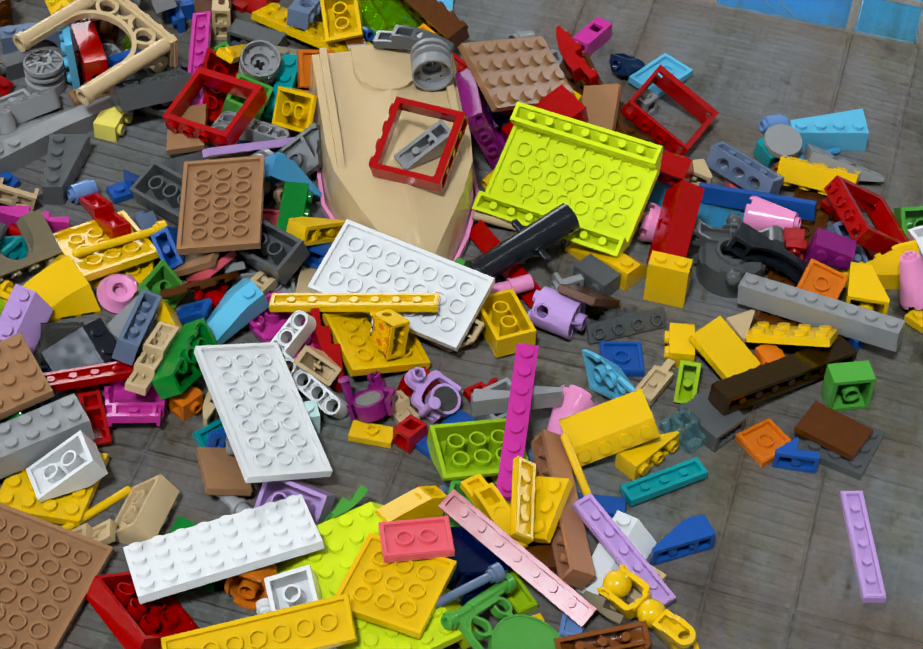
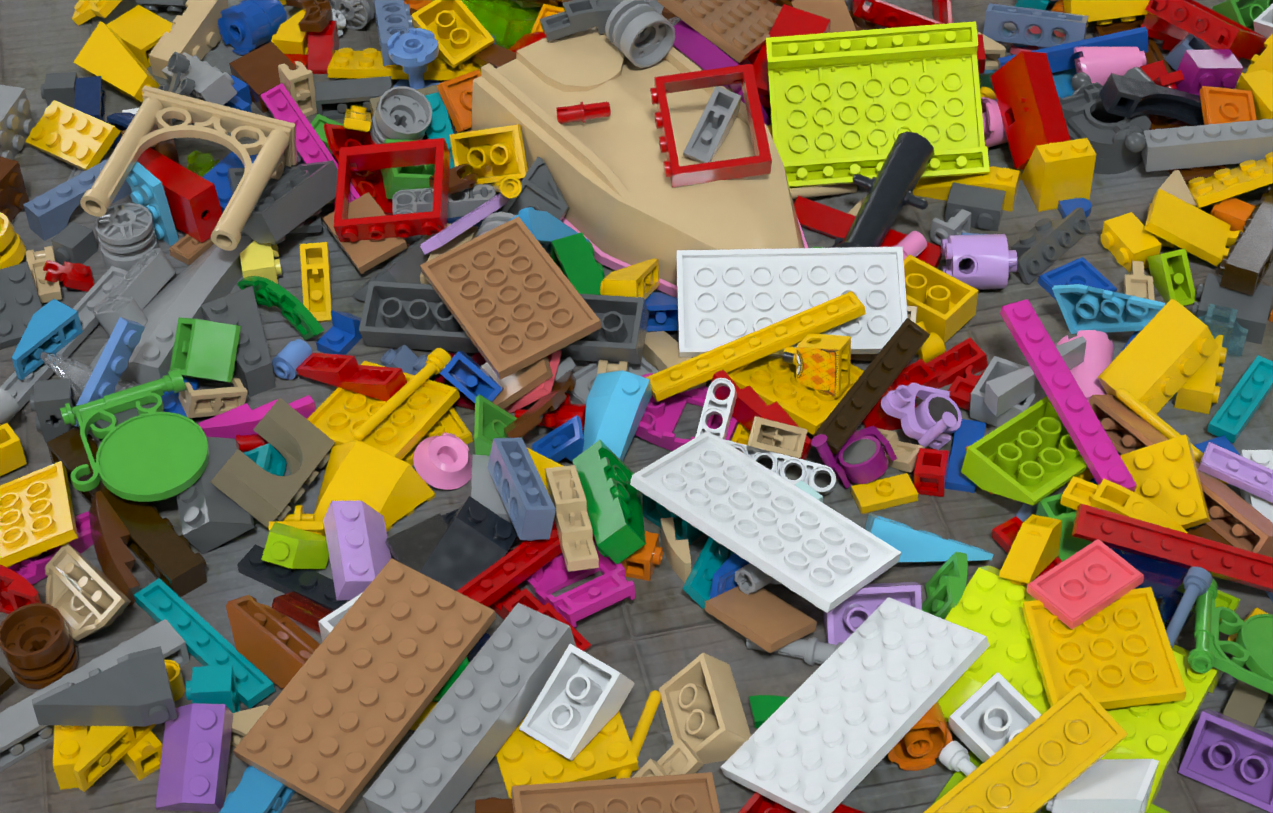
camera: 25 degrees left, 0 degrees up
(28, 162) = (205, 349): none -> bright green slope
(99, 148) = (271, 293): none -> green tile
(136, 147) = (317, 280): none -> yellow slope
(266, 118) = (457, 184): none -> reddish brown piece
(280, 134) = (508, 187): none -> yellow piece
(302, 23) = (413, 53): none -> medium blue piece
(352, 467) = (920, 544): none -> medium azure wedge
(355, 103) = (583, 112): none -> red axle
(402, 362) = (872, 384): none -> dark brown tile
(466, 374) = (945, 367): none -> red slope
(481, 353) = (932, 347): none -> yellow piece
(523, 500) = (1150, 483): yellow tile -> none
(588, 295) = (1000, 227): reddish brown tile -> none
(671, 307) = (1067, 206): none -> blue tile

